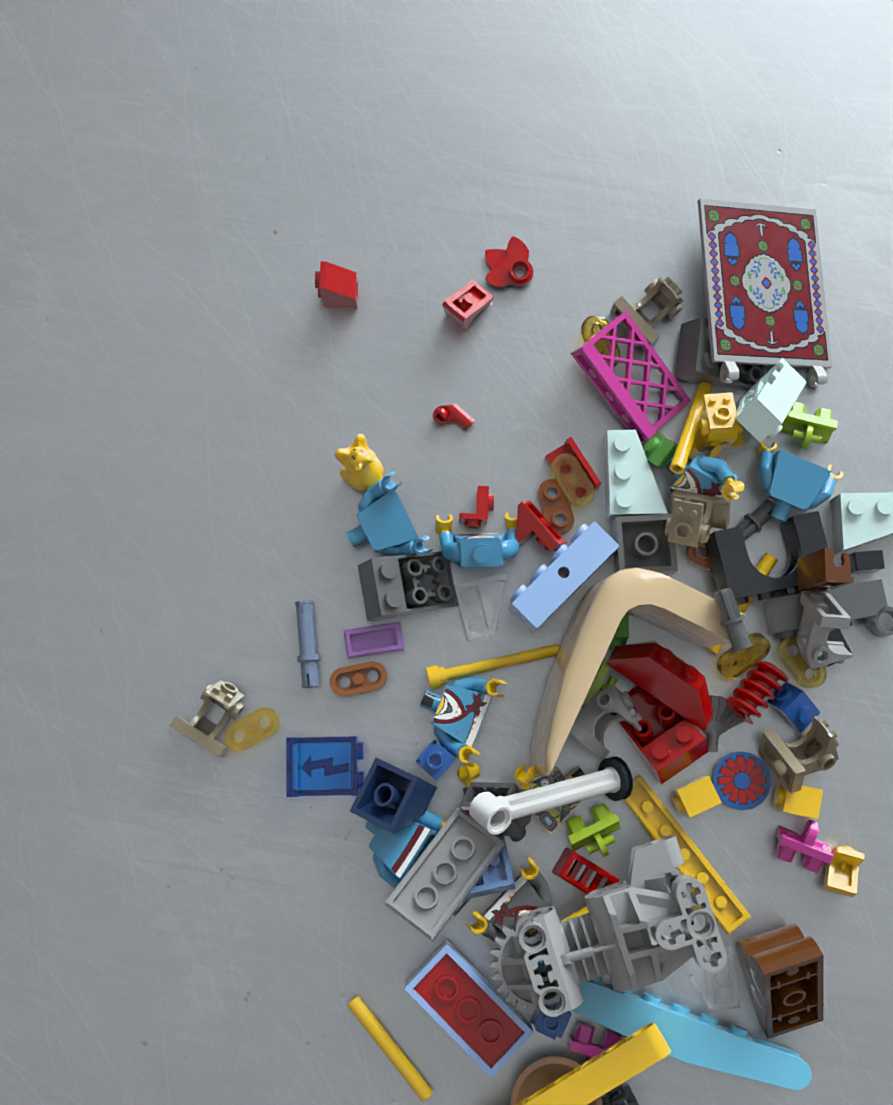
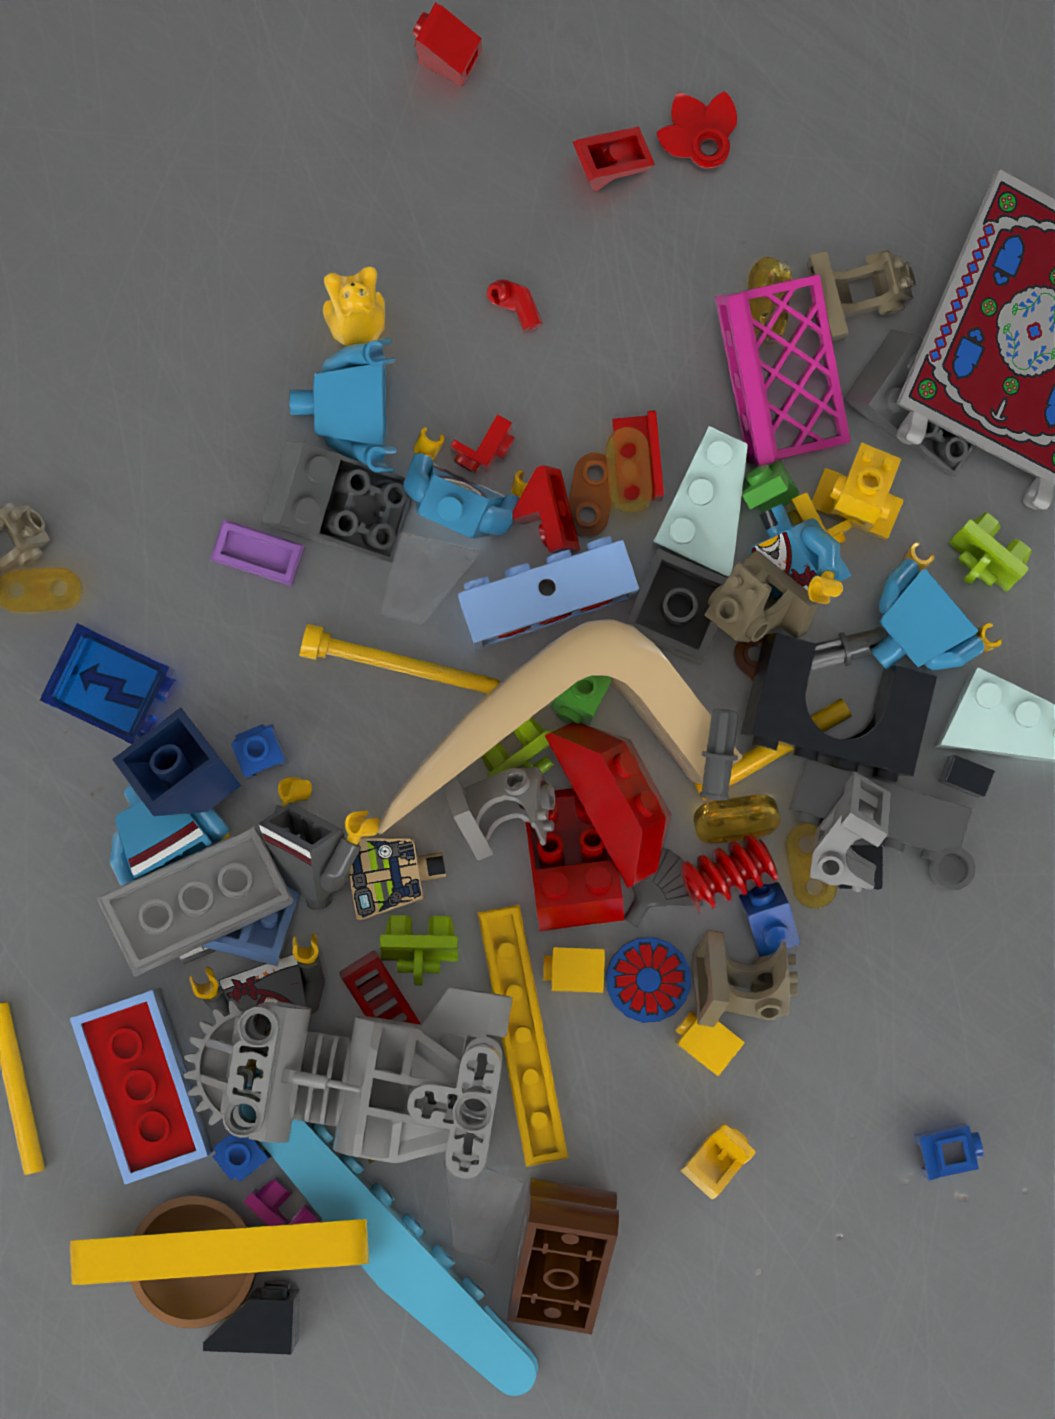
camera: 25 degrees right, 5 degrees up
(307, 644) = (166, 514): sand blue pin -> none
(358, 679) = (211, 594): dark orange plate -> none
(461, 713) = (322, 706): torso -> none
(496, 813) = (294, 851): white piece -> none
(690, 429) = (821, 481): yellow piece -> none
(769, 401) = (945, 496): light aqua wedge -> none
(815, 851) = (696, 1116): dark pink hips -> none
(820, 573) = (883, 759): reddish brown hinge -> none

